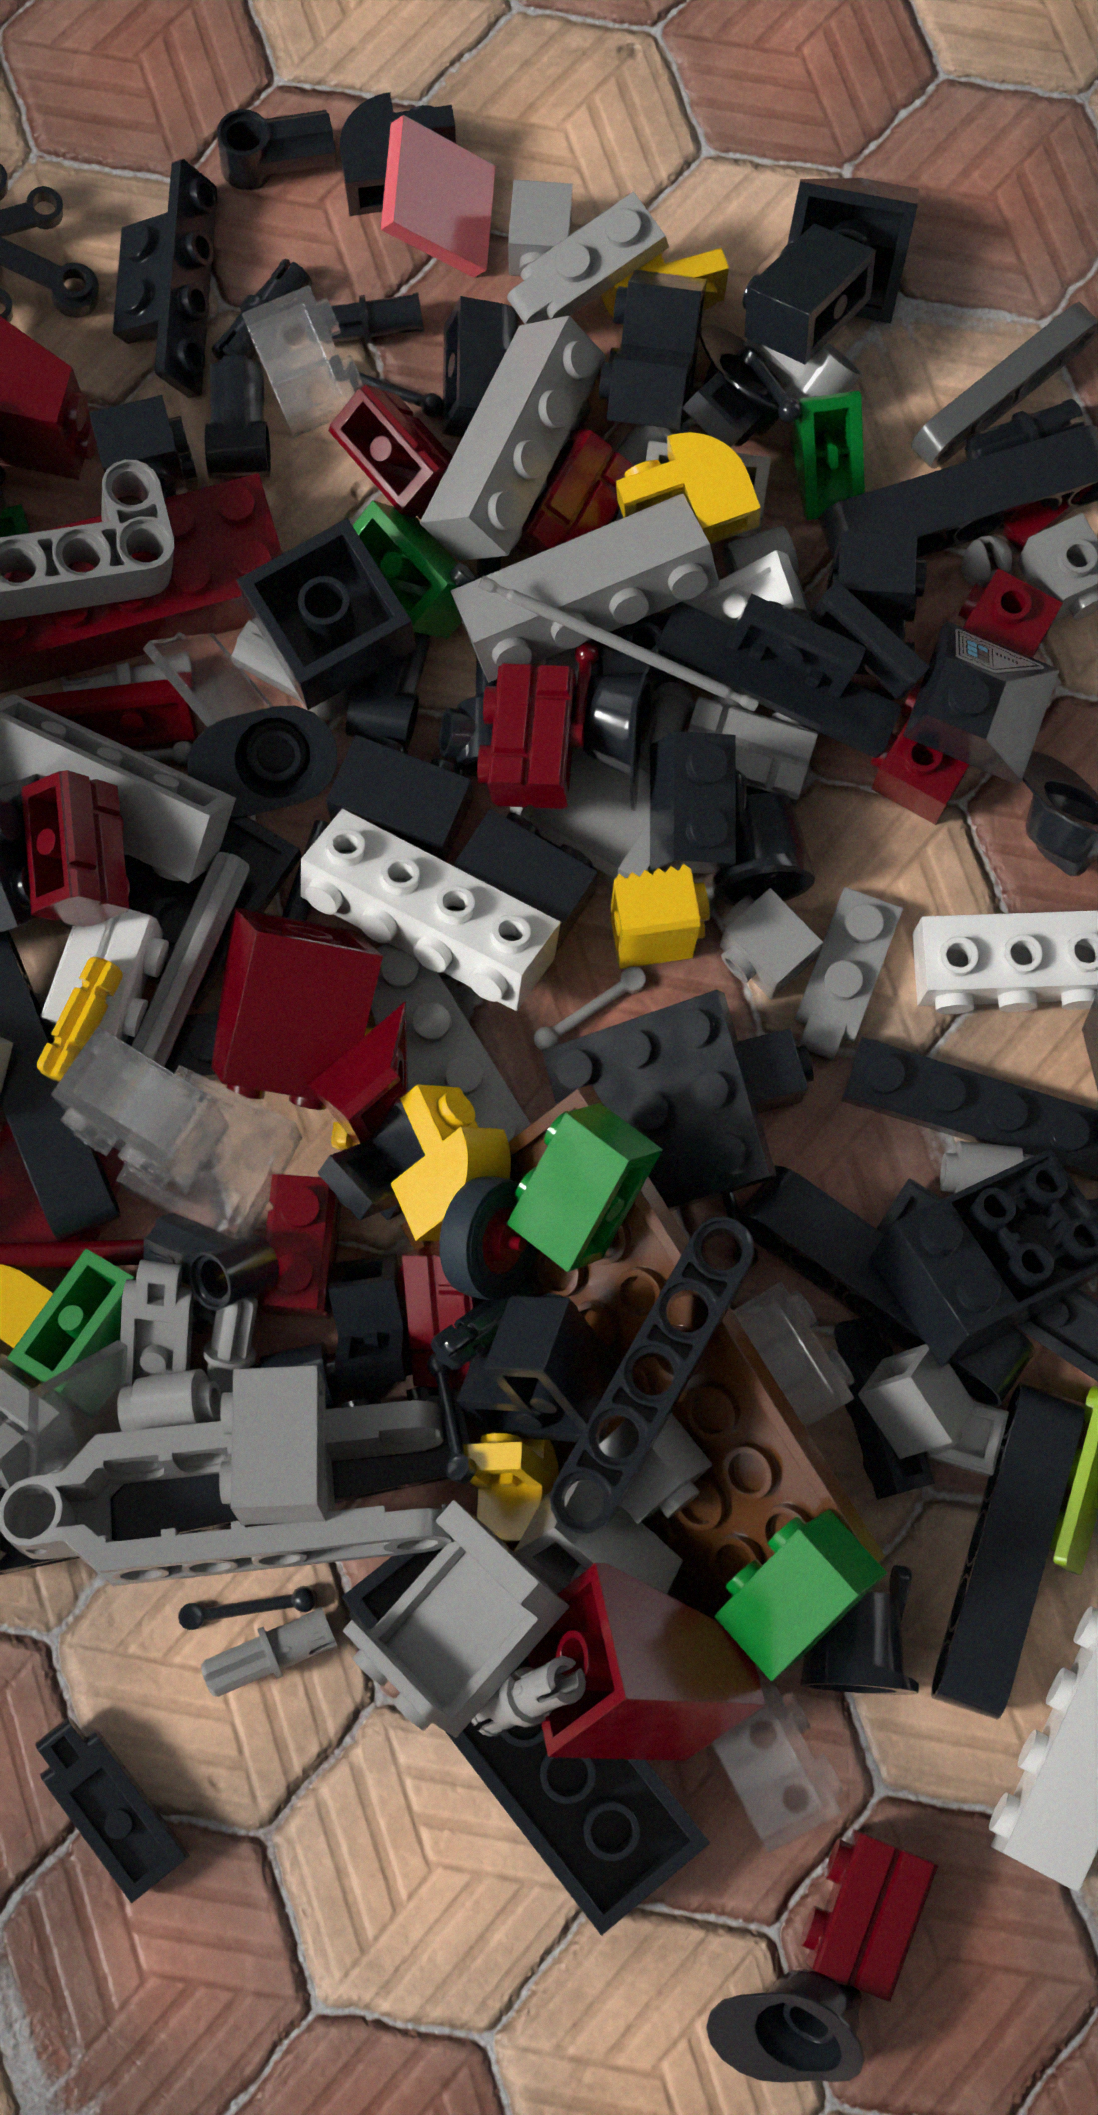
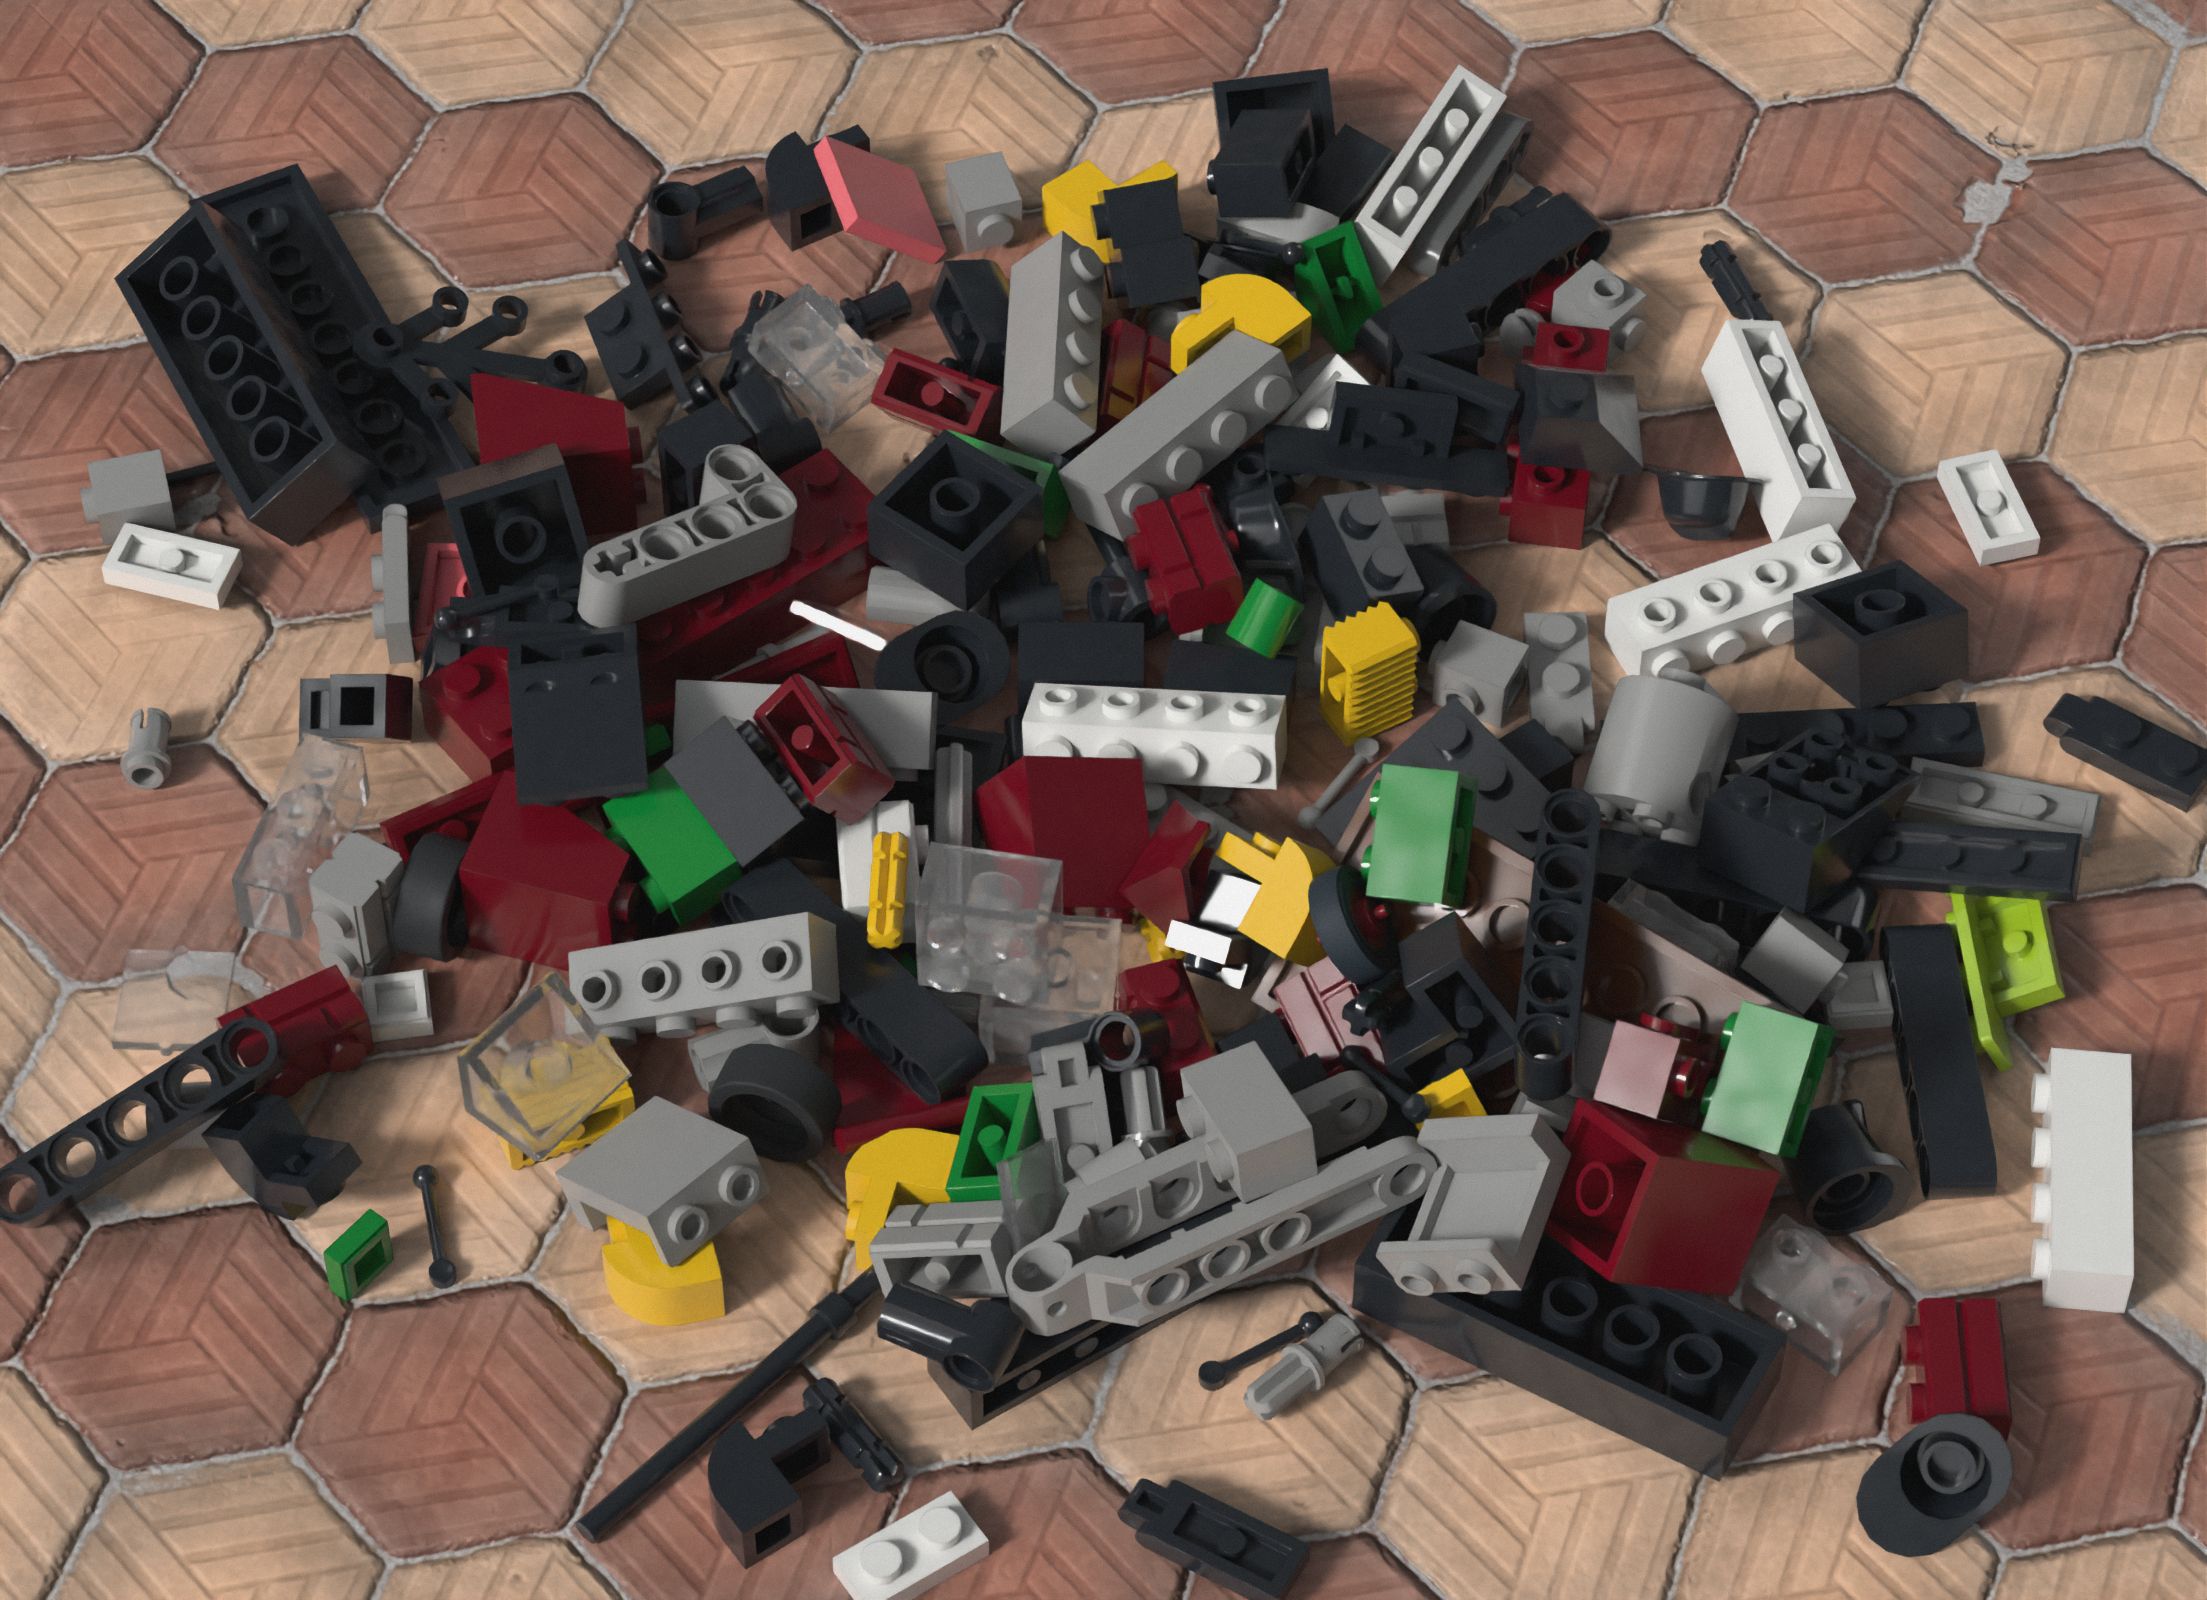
camera: 20 degrees left, 25 degrees down
(531, 1696) = (1568, 1241): light grey pin -> none
(581, 830) = (1268, 620): none -> green piece
(588, 262) = (1049, 199): light grey hinge -> none
(617, 643) = (1235, 458): light grey piece -> none
(695, 1543) = (1656, 1069): none -> brick
(883, 1130) = (1661, 755): none -> light grey cylinder
(889, 324) = (1346, 173): none -> black tile
(965, 349) = (1424, 170): none -> white brick

